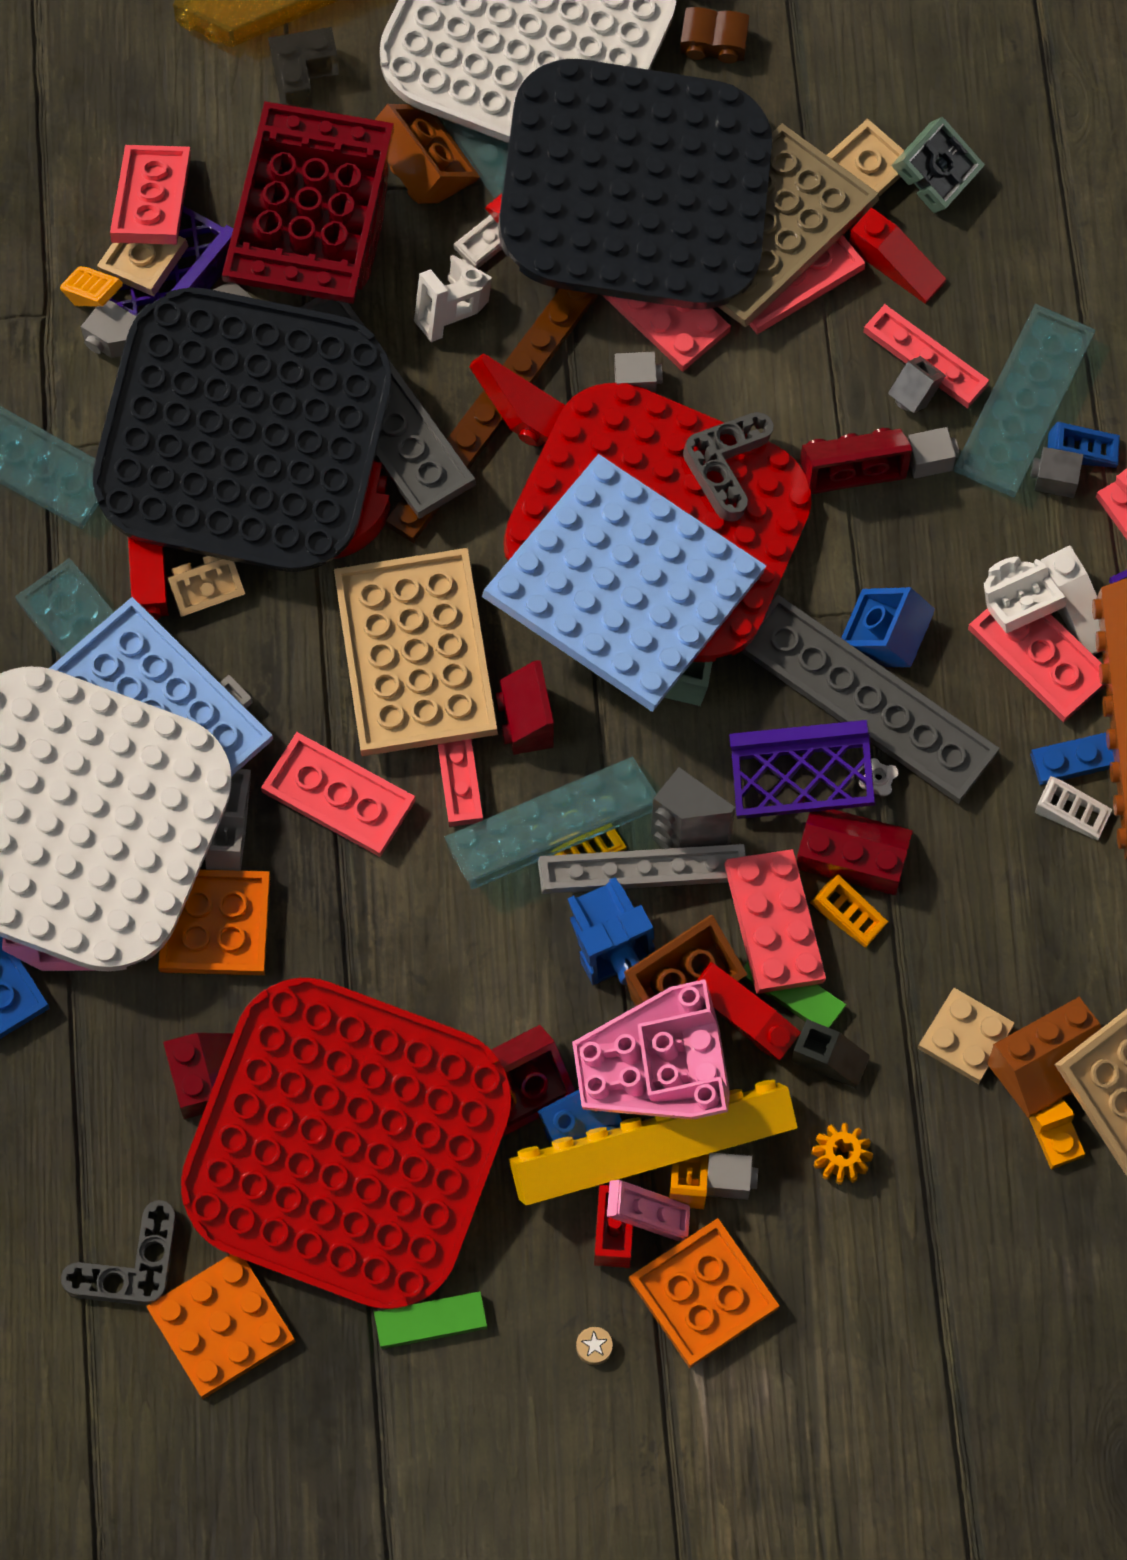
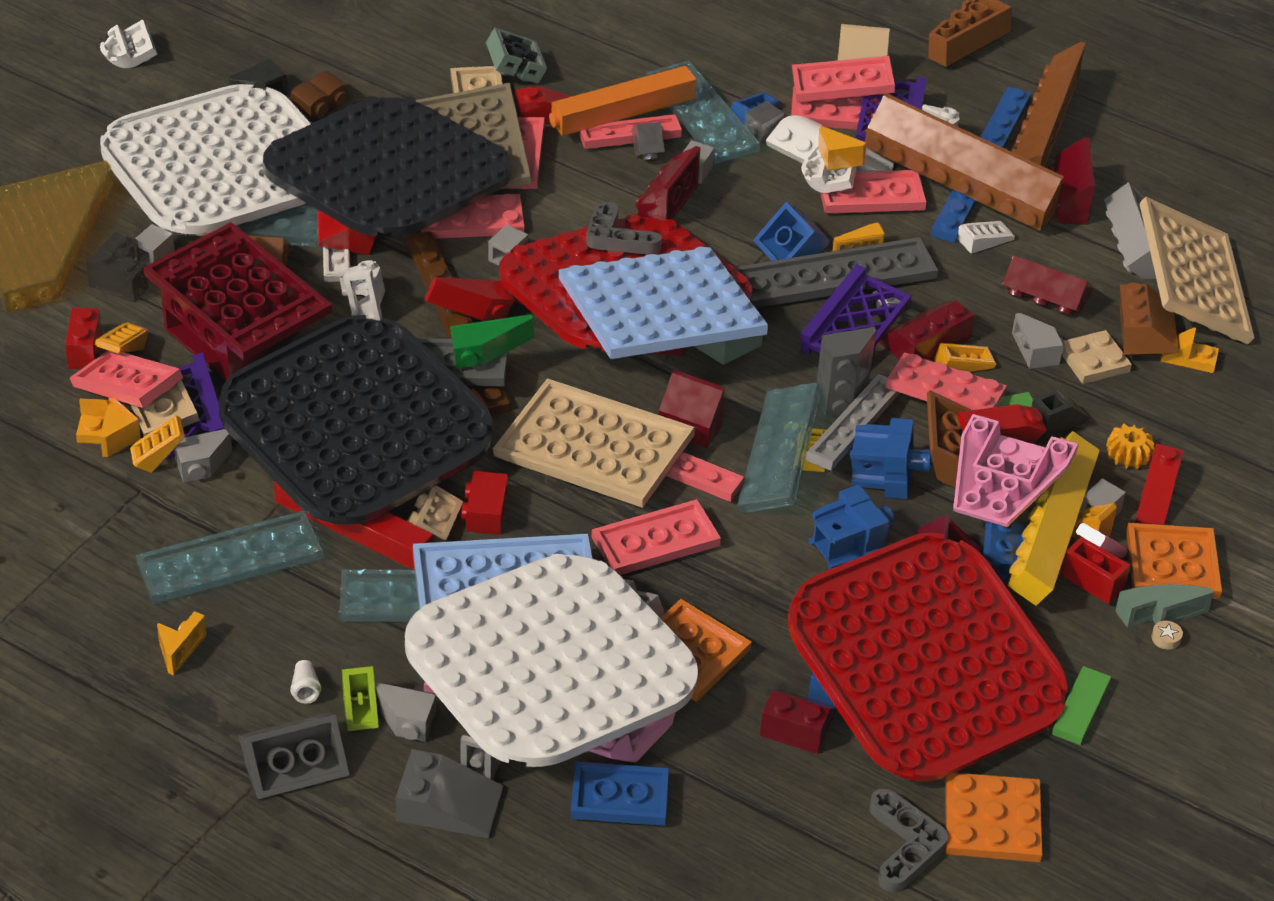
camera: 55 degrees left, 25 degrees down
(90, 236) = (118, 429): none -> light orange slope
(92, 208) = (91, 420): none -> light orange slope
(182, 114) = (81, 337): none -> red brick
(222, 145) = (124, 339): none -> light orange slope
(258, 615) = (485, 502): none -> red brick
(359, 70) = (154, 244): none -> light grey brick
(442, 463) = (486, 340): none -> green slope
(481, 967) = (850, 527): none -> blue piece
(626, 1317) = (1162, 603): none -> sand green slope
(801, 1217) = (1159, 485): none -> red slope
(930, 968) = (1037, 342): none -> light grey slope
(946, 695) = (866, 235): none -> light orange slope
(951, 319) = (623, 100): none -> orange brick
(1030, 585) = (840, 150): none -> light orange slope
(1036, 921) = (1047, 285): none -> dark red slope
(1065, 520) = (796, 137): none -> white slope

